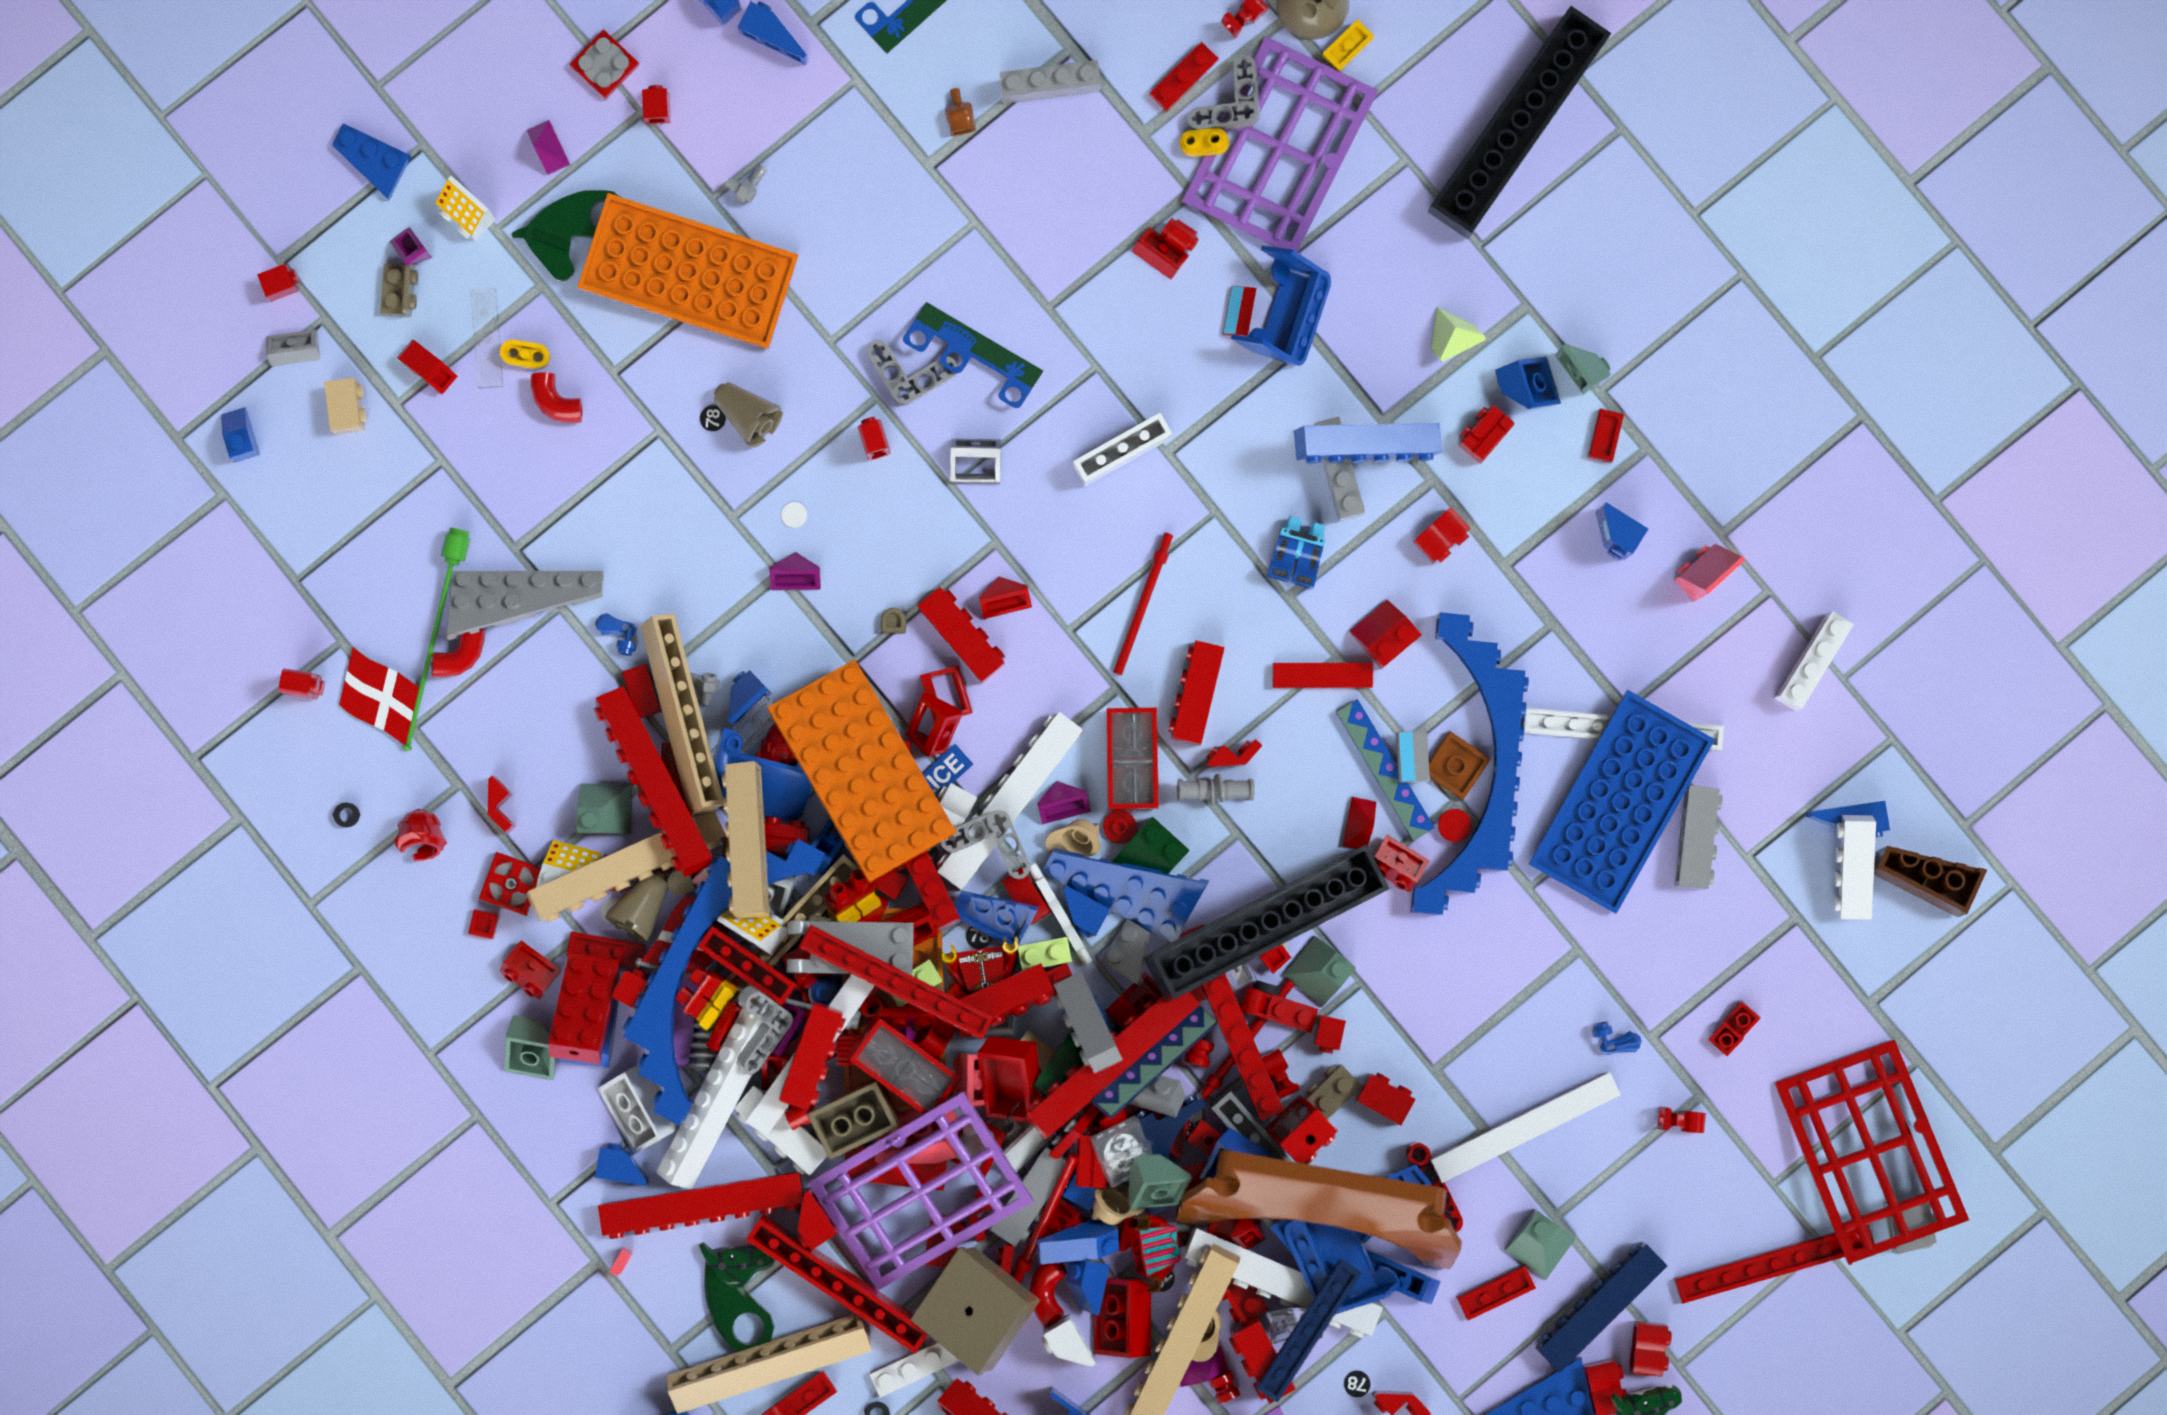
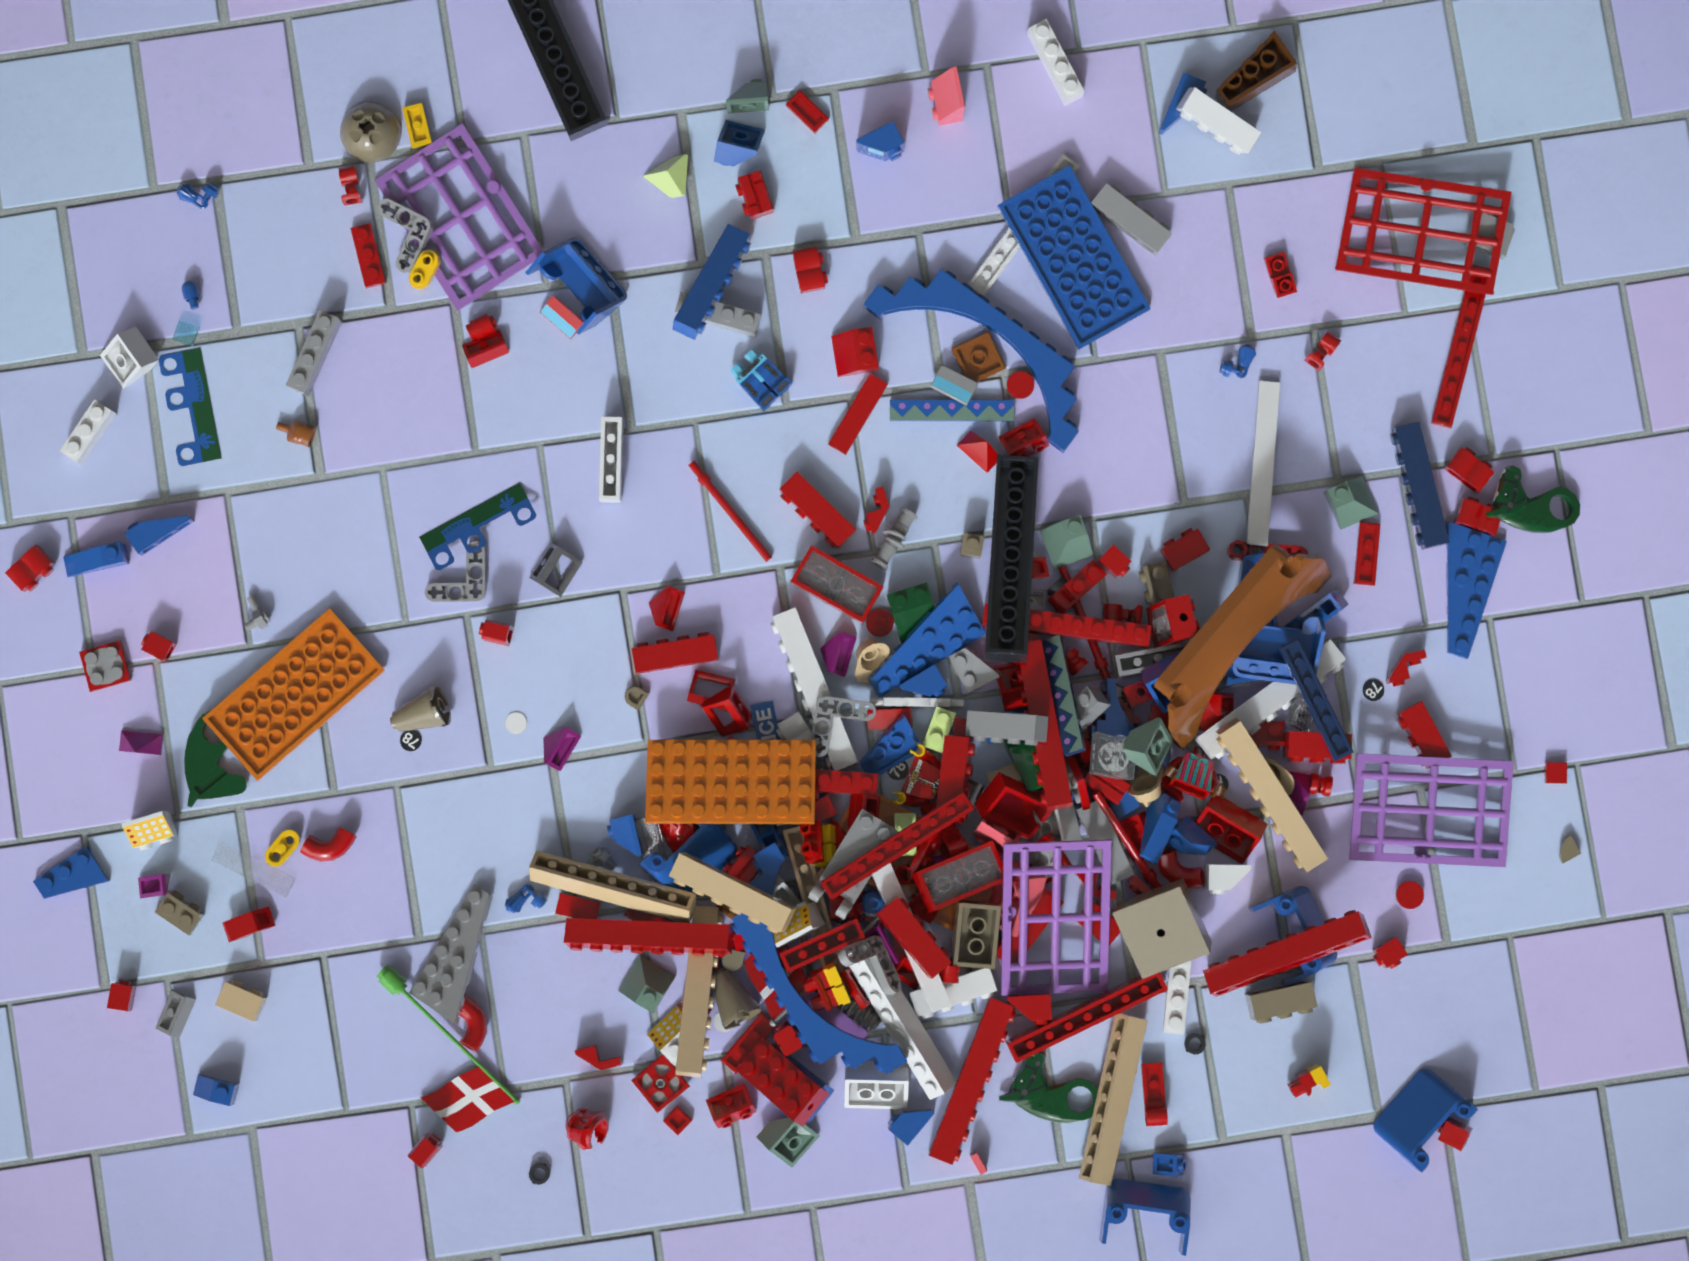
camera: 50 degrees left, 0 degrees up
(1256, 874) = (971, 545): none -> dark tan brick

